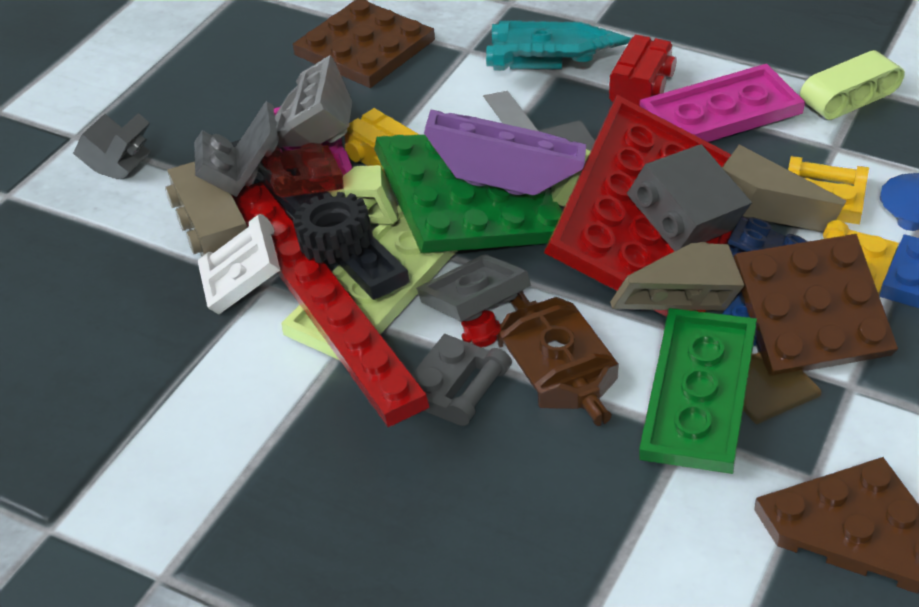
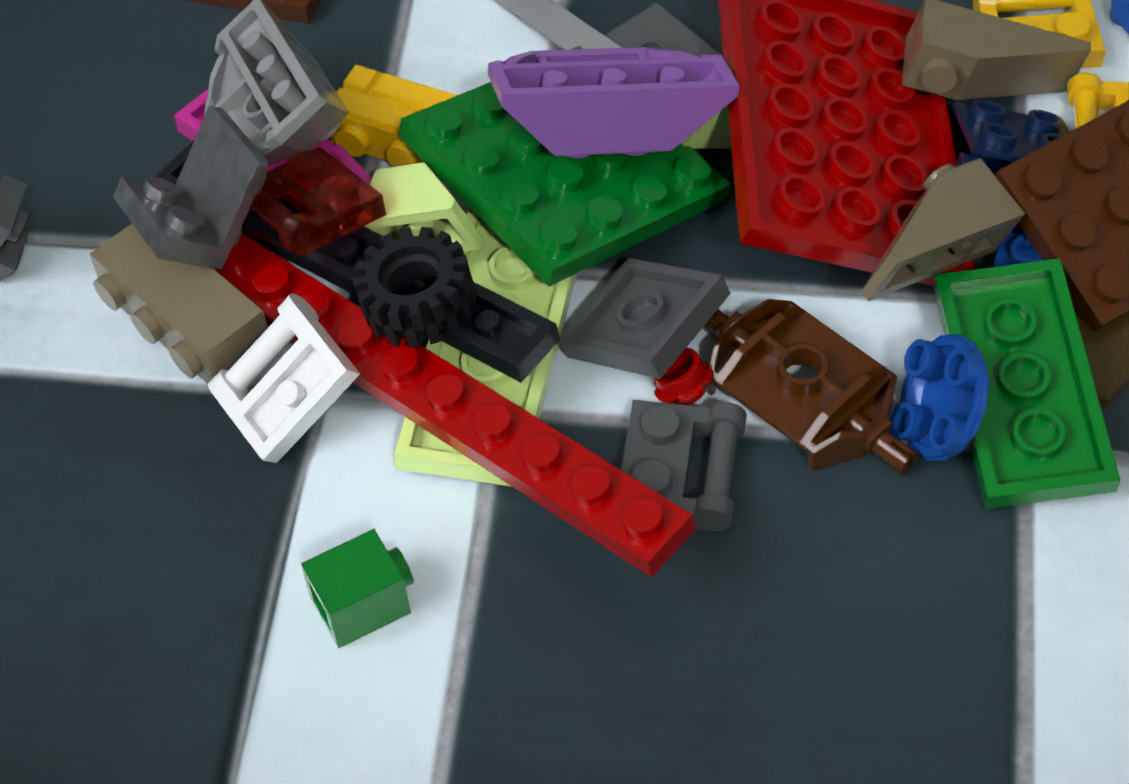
camera: 20 degrees left, 10 degrees up
(220, 389) = (358, 587): none -> green brick
(636, 381) = (941, 396): none -> blue dish
(688, 197) = (893, 99): dark grey piece -> none

